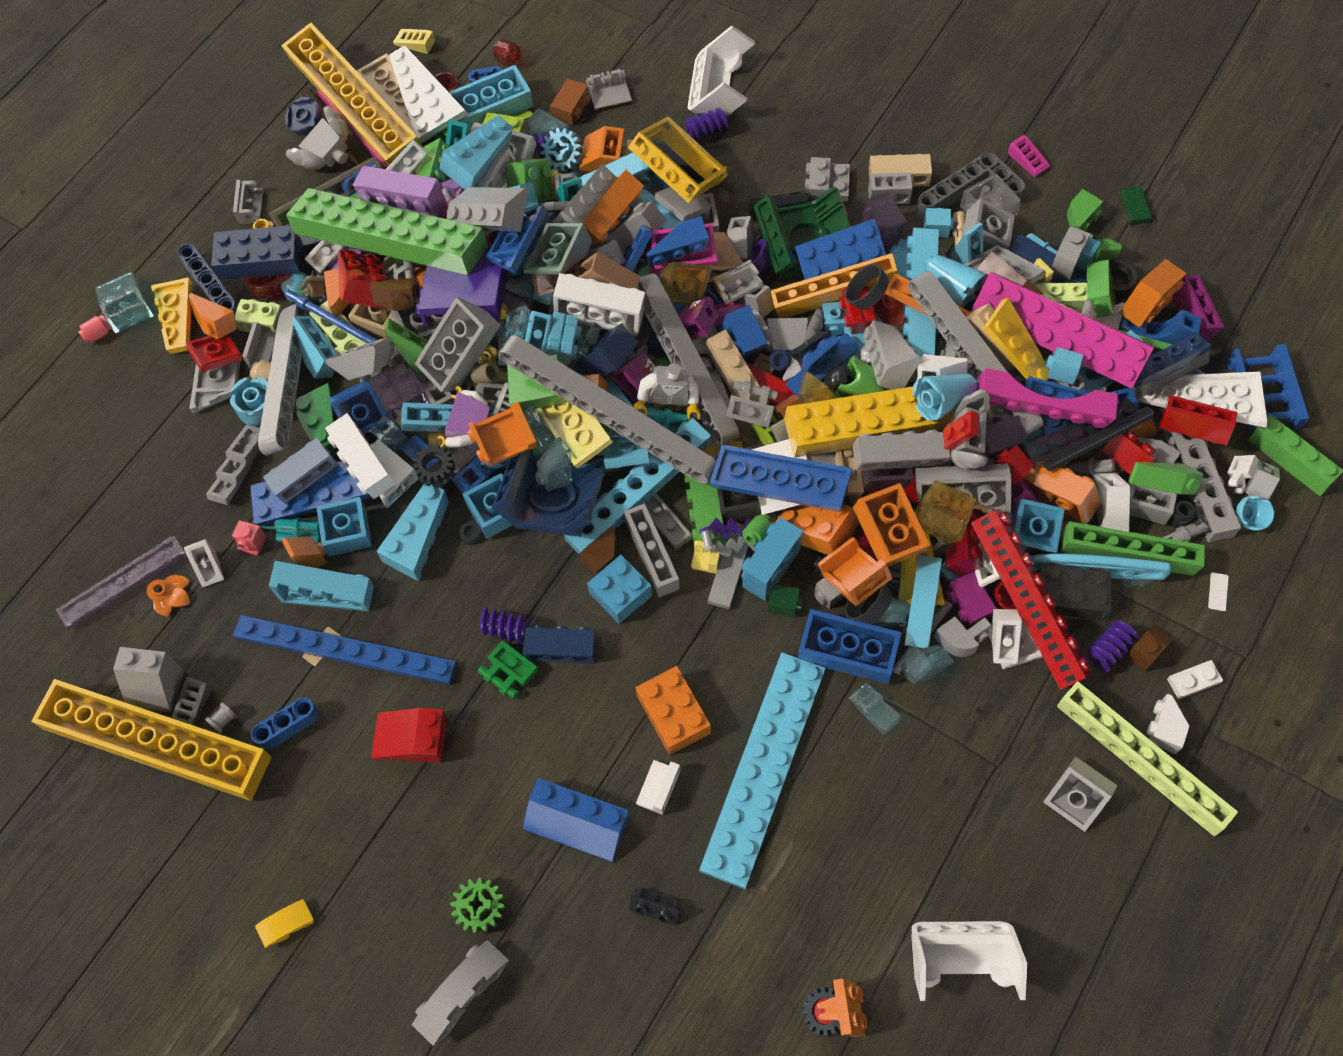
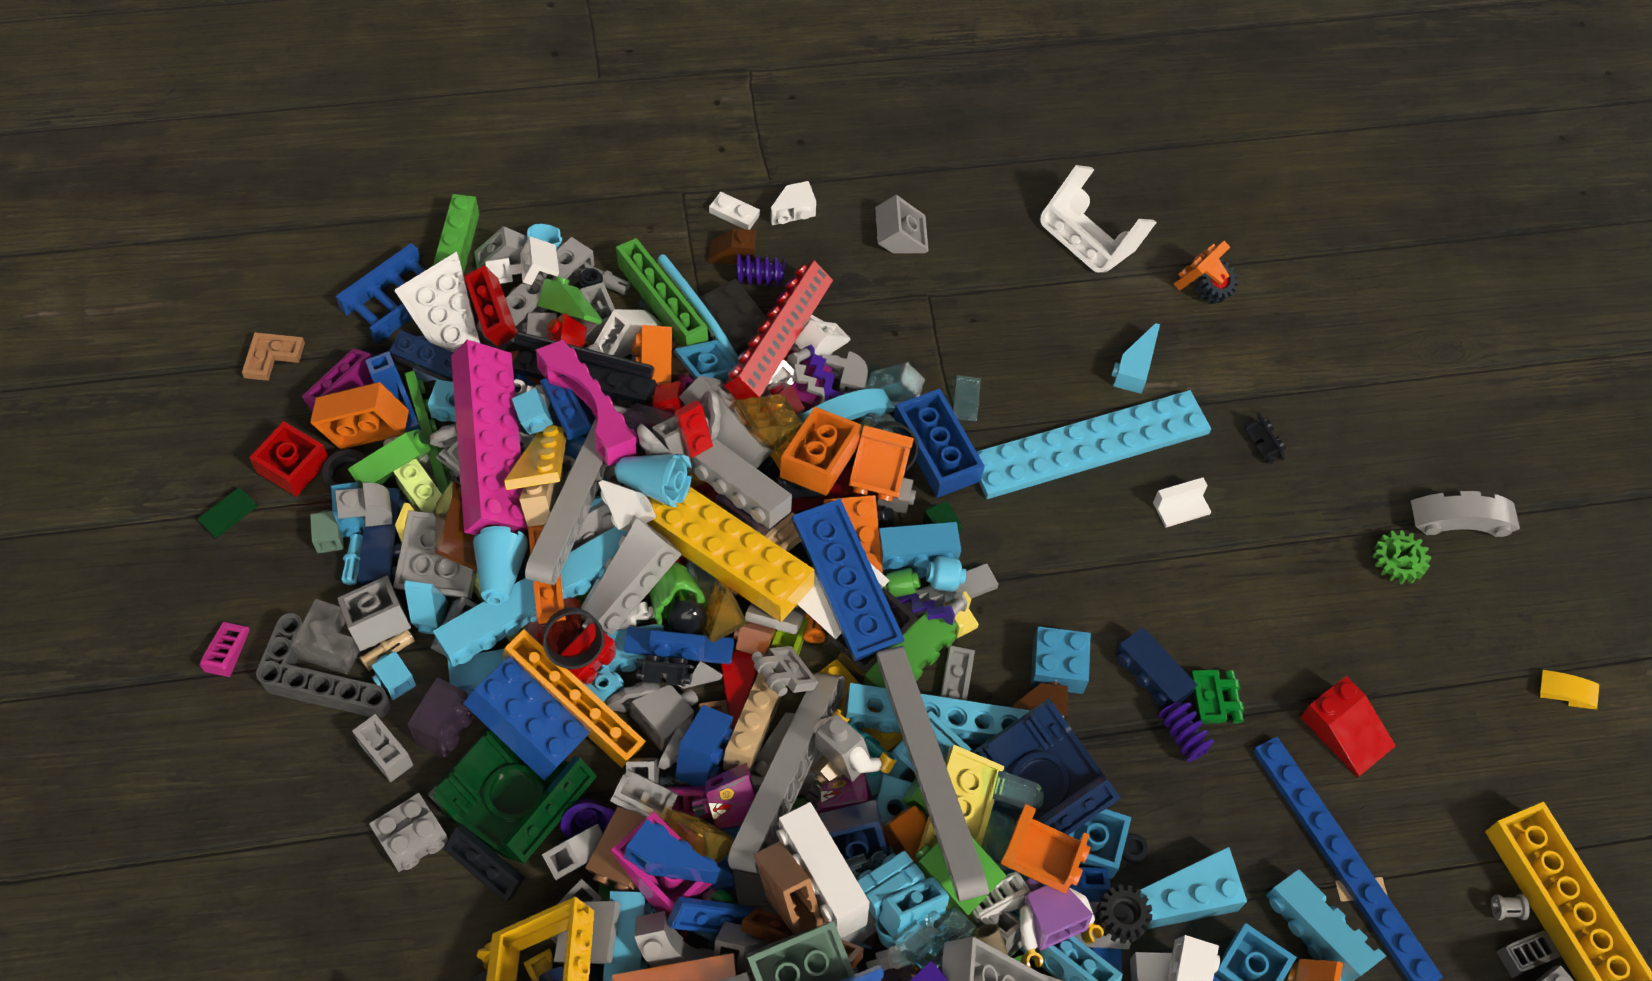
camera: 140 degrees left, 5 degrees down
(273, 723) = (1466, 840): blue beam -> none
(575, 820) = (1267, 541): blue slope -> none
(652, 550) = (1002, 656): light grey brick -> none
(673, 710) = (1118, 535): orange brick -> none
(736, 552) = (945, 573): none -> medium azure head
(779, 360) = (701, 695): dark blue plate -> none
(801, 862) = (1135, 362): none -> medium azure slope
(917, 164) = (341, 762): tan brick -> none
(952, 597) = (808, 353): none -> piece
(1083, 210) = (278, 549): bright green slope -> none
(1107, 250) = (314, 499): bright green slope -> none
(1147, 759) = (837, 201): yellowish green brick -> none
(1150, 246) = (289, 458): none -> red brick
(1218, 591) = (642, 234): white sticker -> none
(1227, 485) = (537, 257): none -> white panel
(1264, 286) = (268, 348): none -> medium nougat plate

